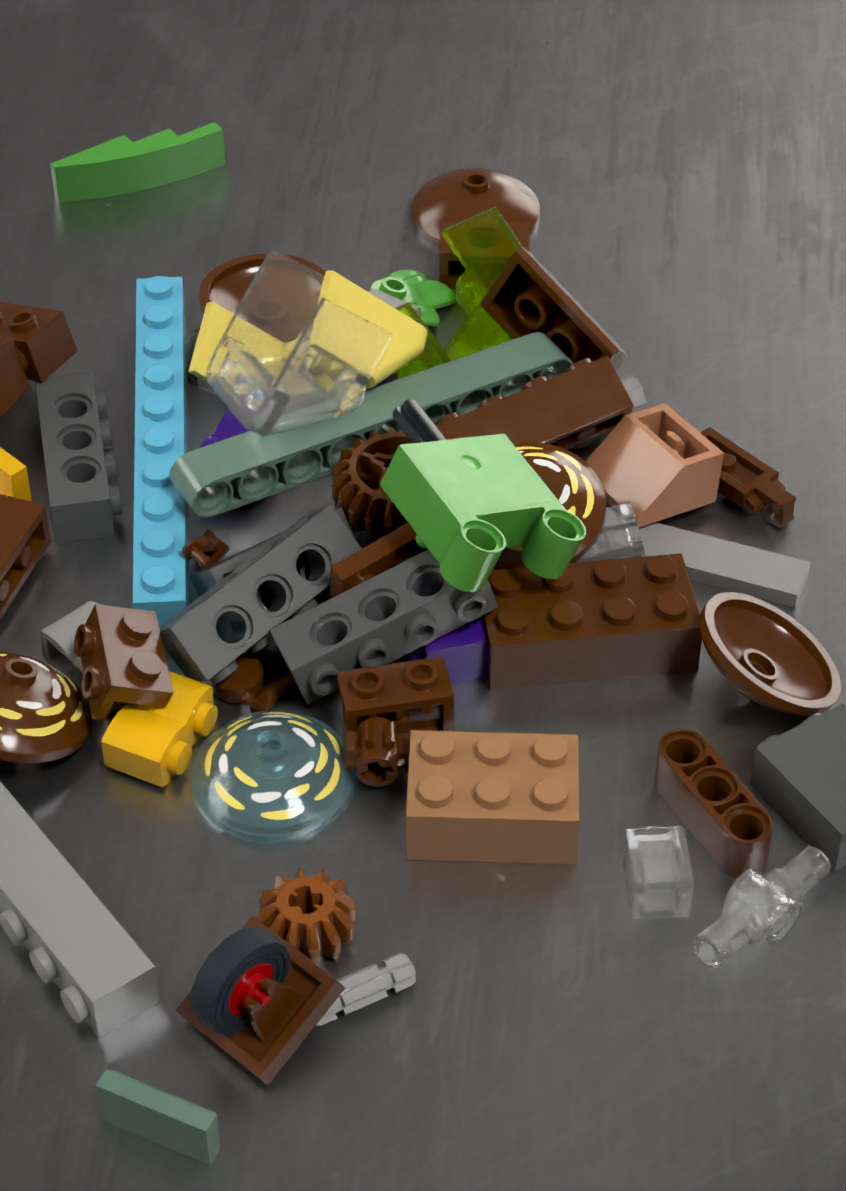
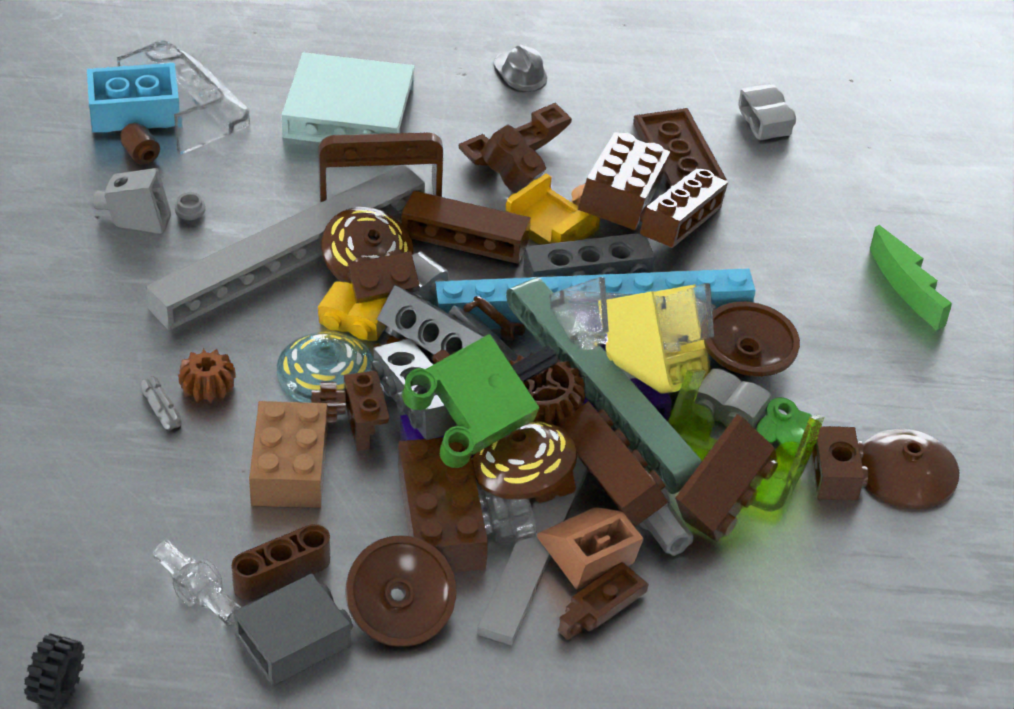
camera: 85 degrees right, 0 degrees up
(158, 1116) = (82, 323): sand green tile -> none
(259, 998) = (143, 343): plate -> none
(657, 872) = (227, 530): clear brick -> none

